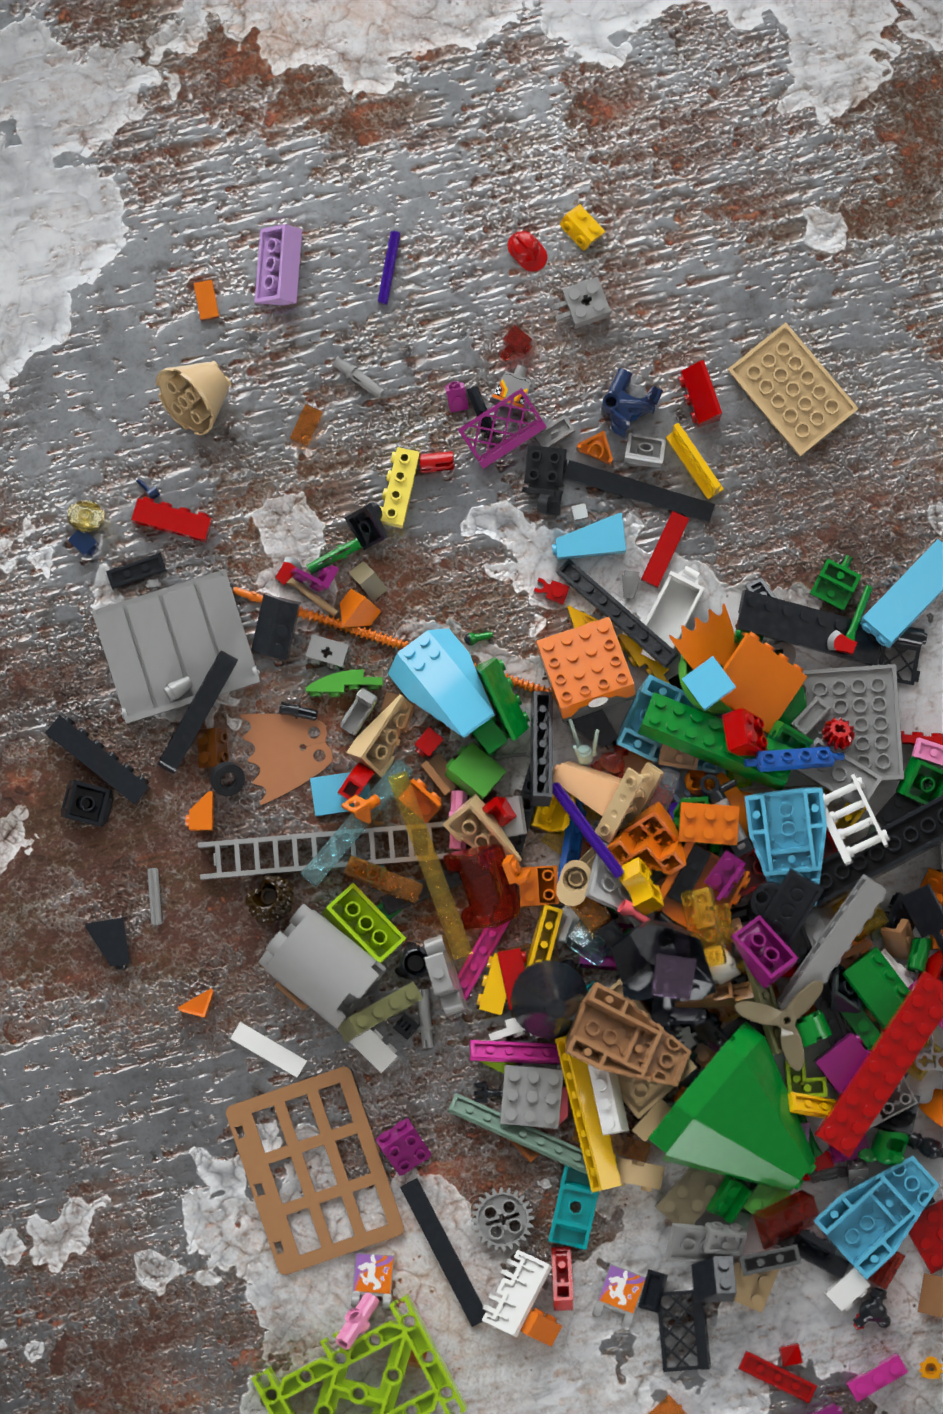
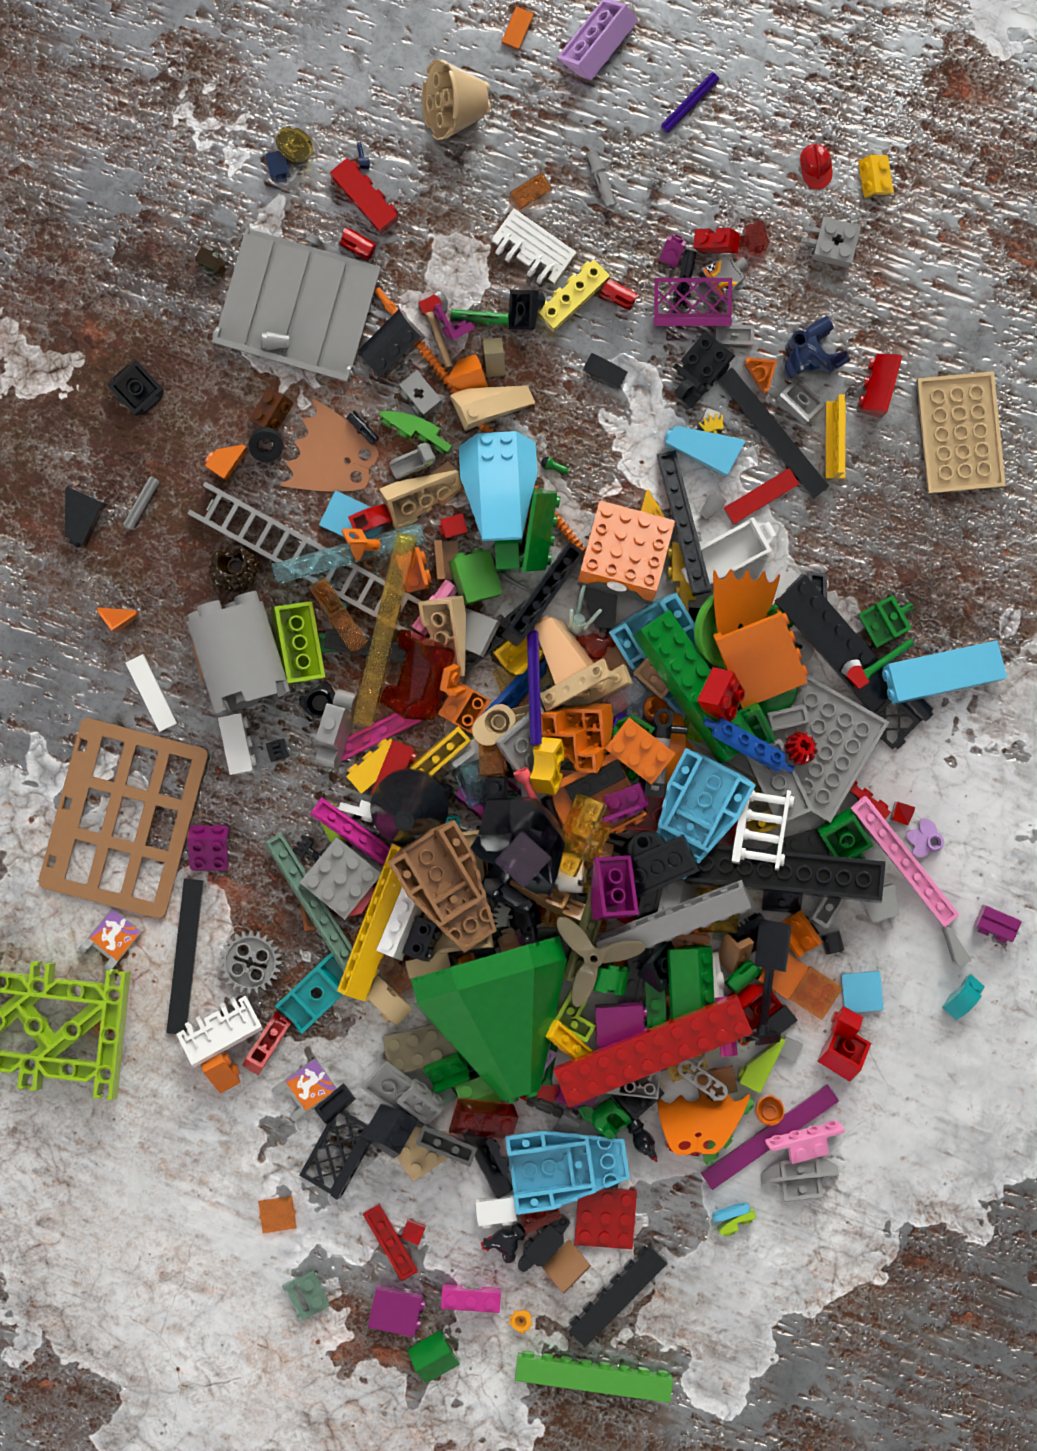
camera: 30 degrees right, 5 degrees up
(79, 656) = (211, 260): none -> dark brown rock
(99, 761) = (168, 357): black brick -> none
(136, 571) = (306, 220): black tile -> none
(192, 562) = (357, 243): none -> red arm
(197, 711) = (277, 371): black beam -> none
(339, 468) = (534, 245): none -> white hinge
(357, 1321) = (72, 966): bright pink piece -> none
(379, 1011) = (260, 723): olive arch -> none
(387, 624) = (486, 404): none -> tan wedge
(425, 1020) = (297, 754): light grey pin -> none
(467, 531) = (605, 370): none -> black slope
(492, 364) = (722, 241): none -> red brick
(500, 809) = (475, 622): red panel -> none
(555, 591) = (645, 469): red plate -> none
(585, 518) = (712, 425): none -> yellow piece
(634, 1100) = (422, 939): none -> black brick
(708, 683) = (720, 632): medium azure tile -> none
(906, 1290) = (543, 1244): none -> black hinge
(908, 871) = (781, 902): none -> black bracket

